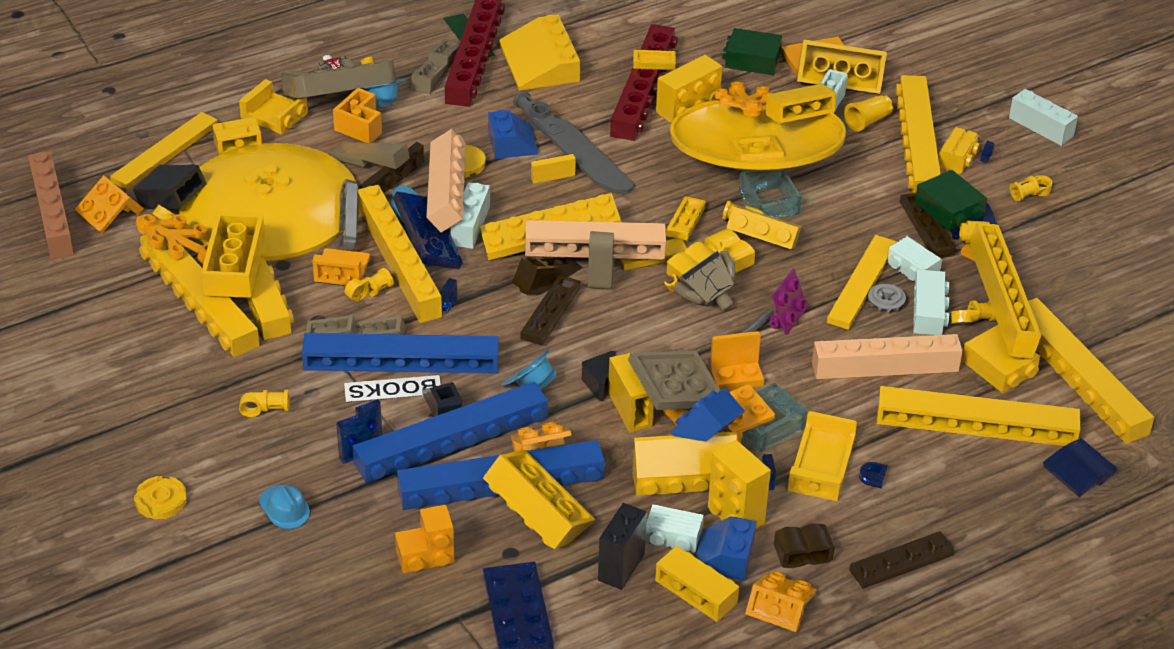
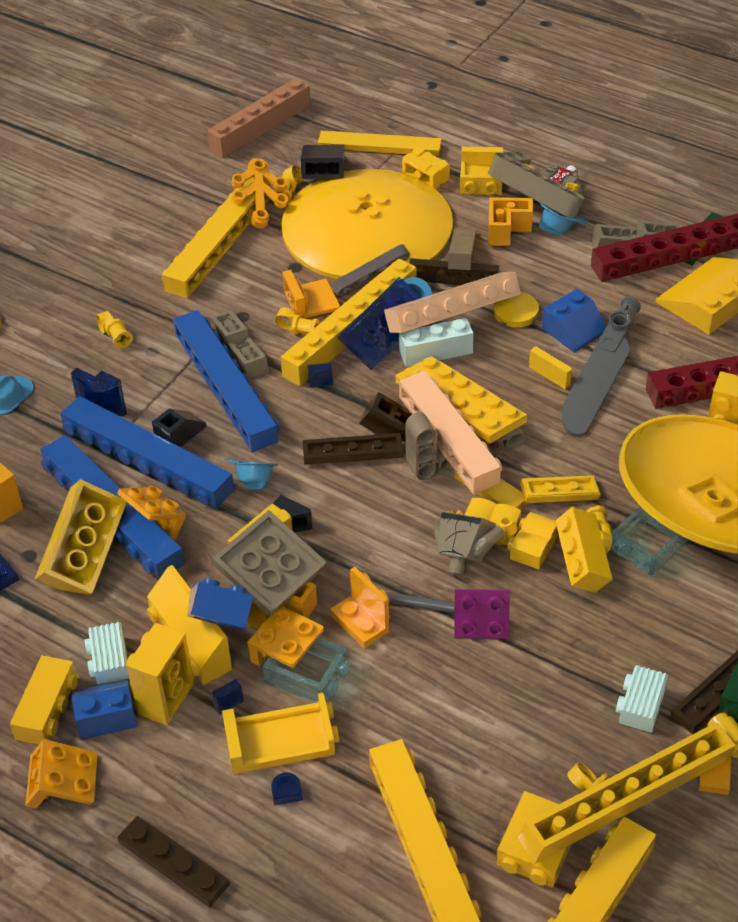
camera: 65 degrees right, 5 degrees up
(105, 203) = (288, 141): light orange bracket -> none
(233, 255) = (246, 224): yellow brick -> none
(268, 305) = (235, 272): yellow brick -> none
(389, 388) = (187, 394): white sticker -> none
(622, 546) = (45, 619): black brick -> none
(803, 545) = (140, 765): dark brown brick -> none
(860, 283) = (575, 667): yellow tile -> none
(886, 291) = (562, 689): light grey gear -> none
(886, 356) = (465, 732): light nougat brick -> none
(930, 302) = (584, 738): light aqua brick -> none

